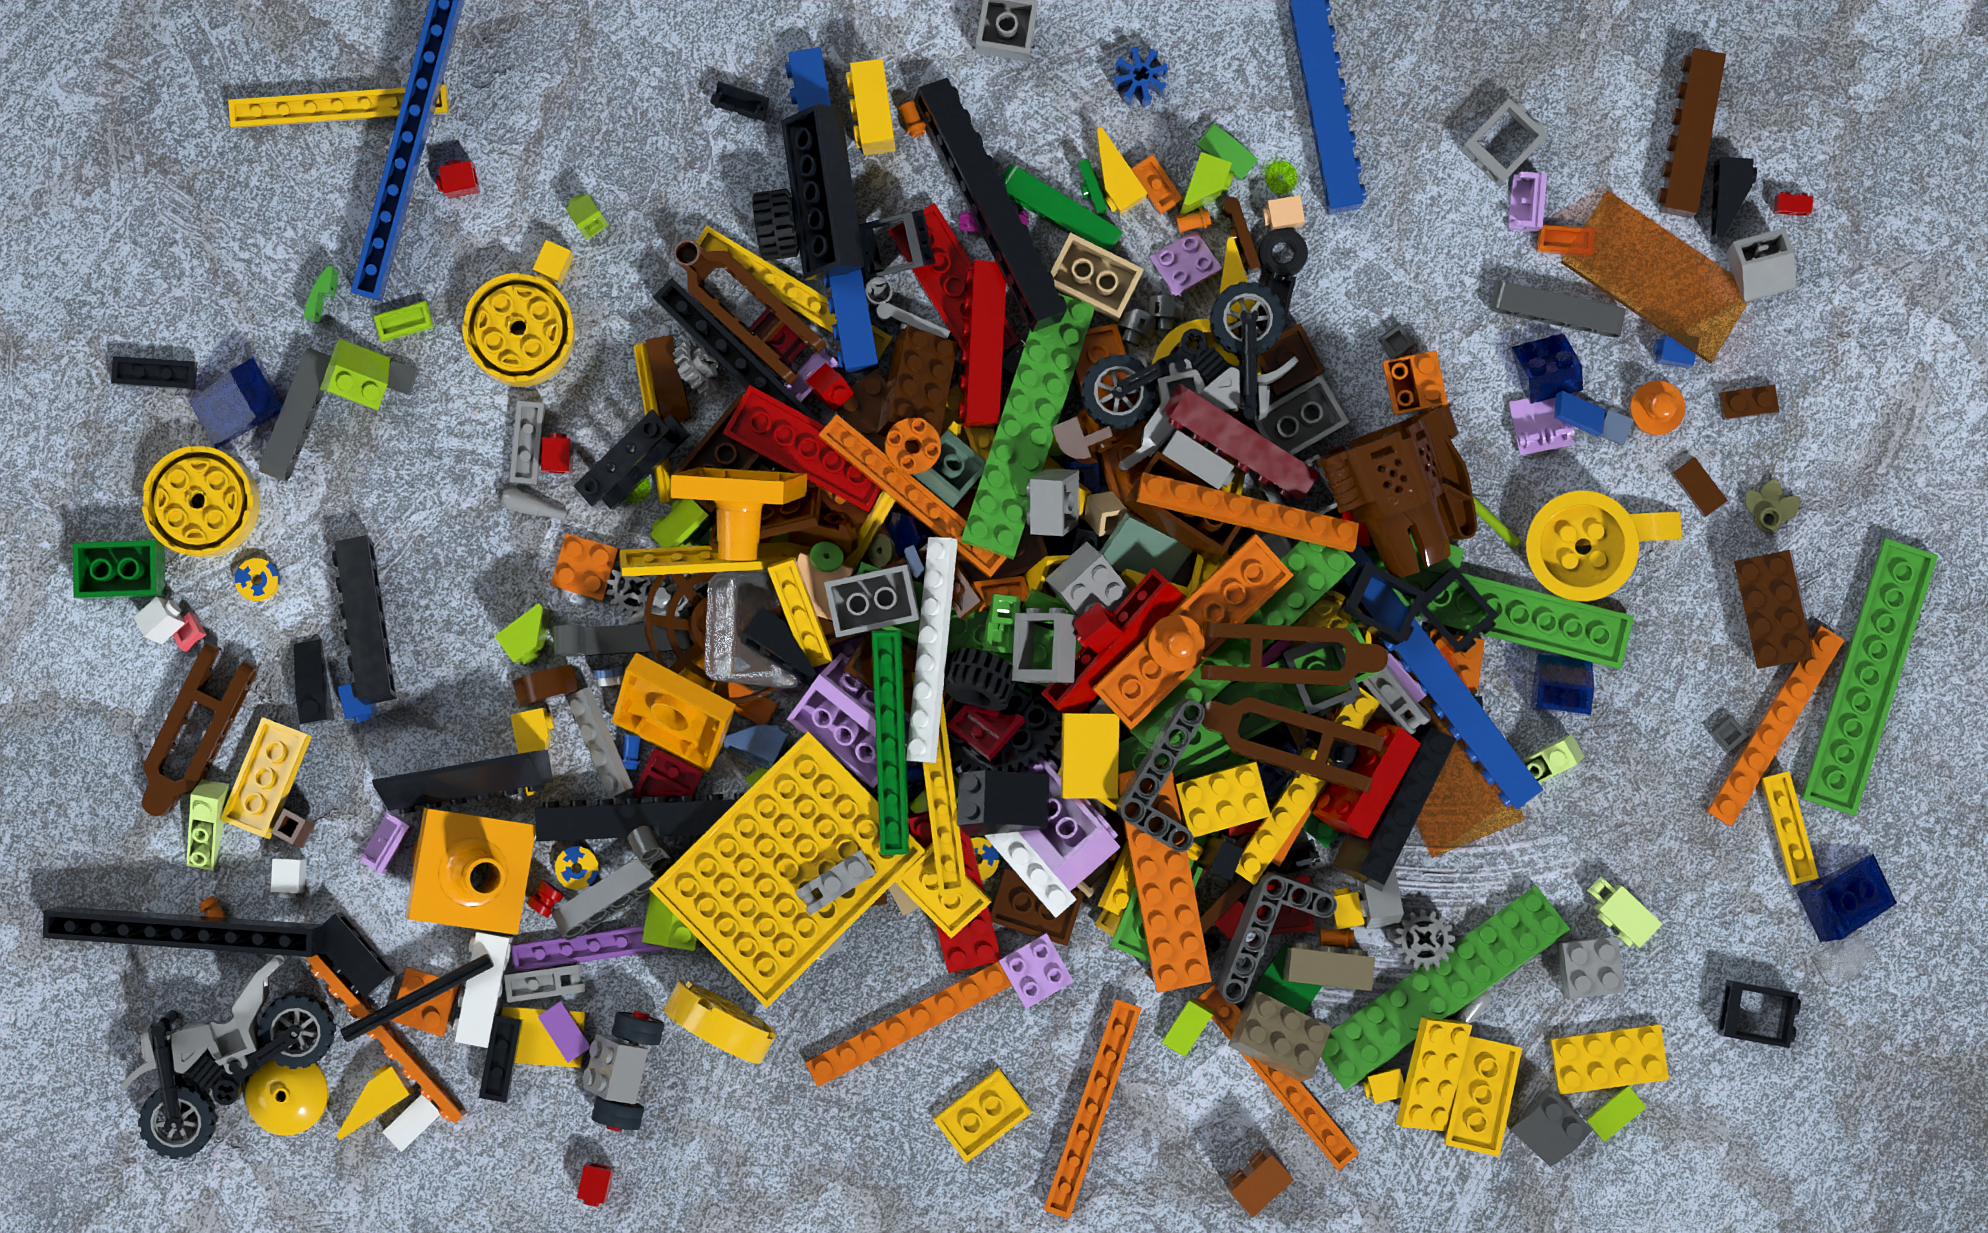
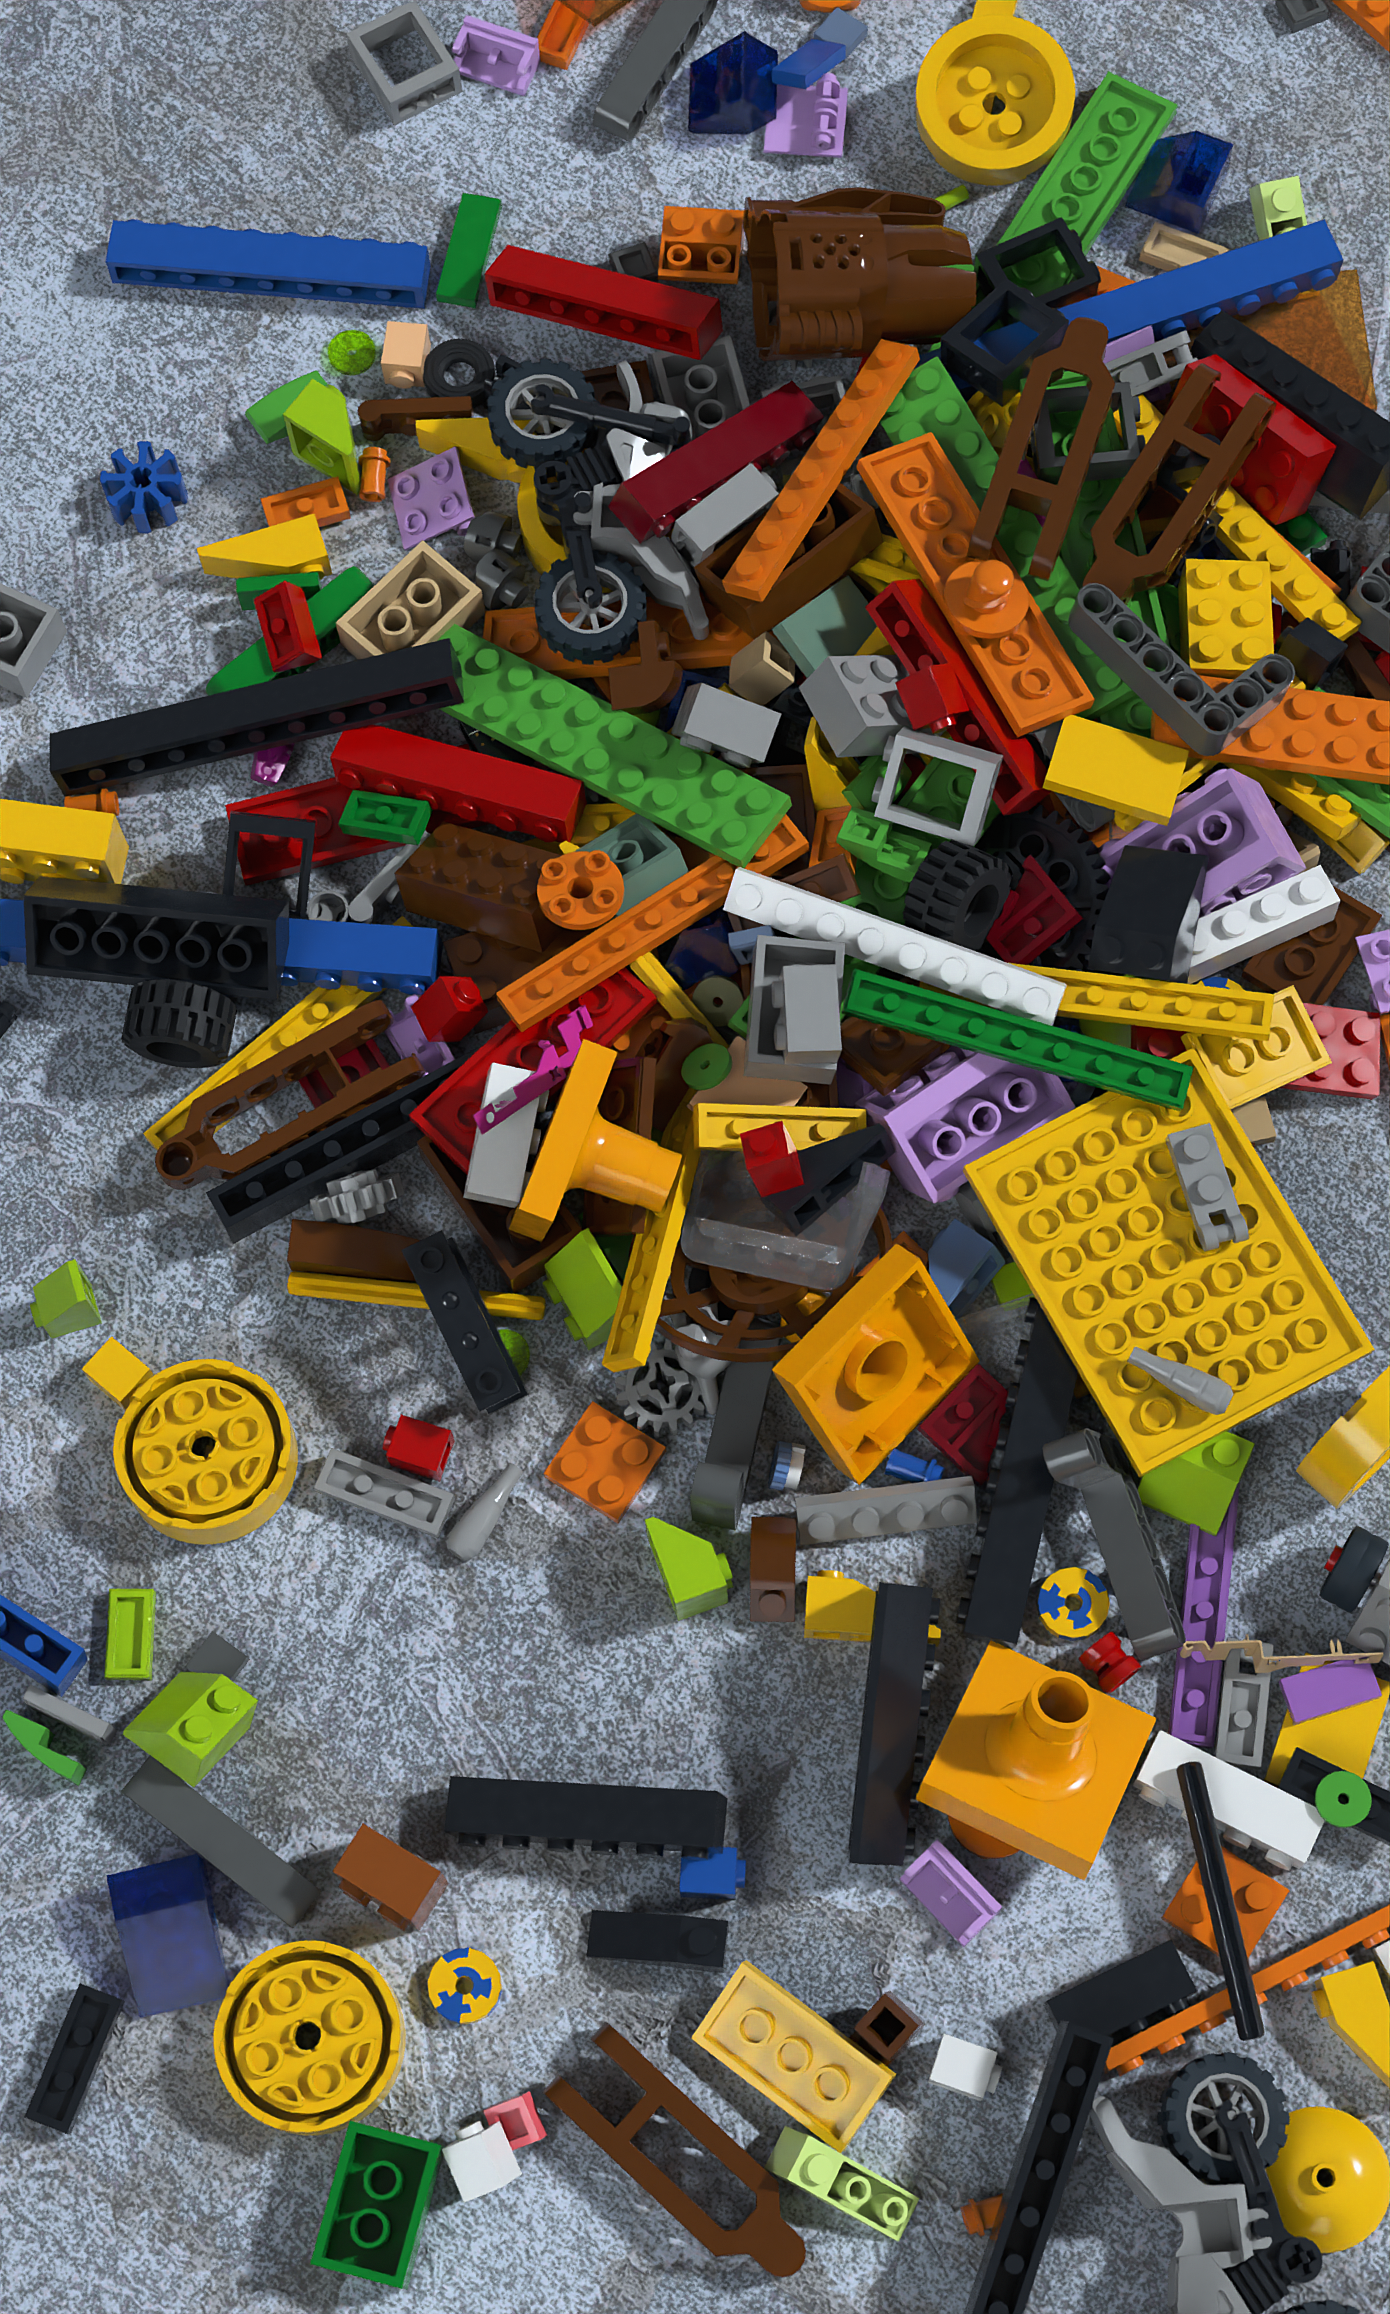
camera: 70 degrees left, 15 degrees down
(298, 519) = (391, 1878): none -> dark orange brick
(343, 304) = (69, 1715): none -> light grey tile
(490, 1061) = (1343, 1814): none -> bright green wheel
(580, 1031) = (1262, 1665): none -> tan piece
(708, 906) = (1187, 1382): none -> light grey piece
(746, 448) = (502, 1153): none -> white brick
(772, 614) = (771, 1159): none -> red brick
(796, 461) = (541, 1079): none -> dark pink piece
(859, 611) = (808, 1014): none -> light grey brick
(948, 306) = (385, 817): none -> green plate
(1062, 202) = (287, 627): none -> red slope
(1352, 332) = (604, 302): none -> red brick
(1377, 230) = (469, 250): none -> green tile
(1511, 702) = (1174, 249): none -> tan tile

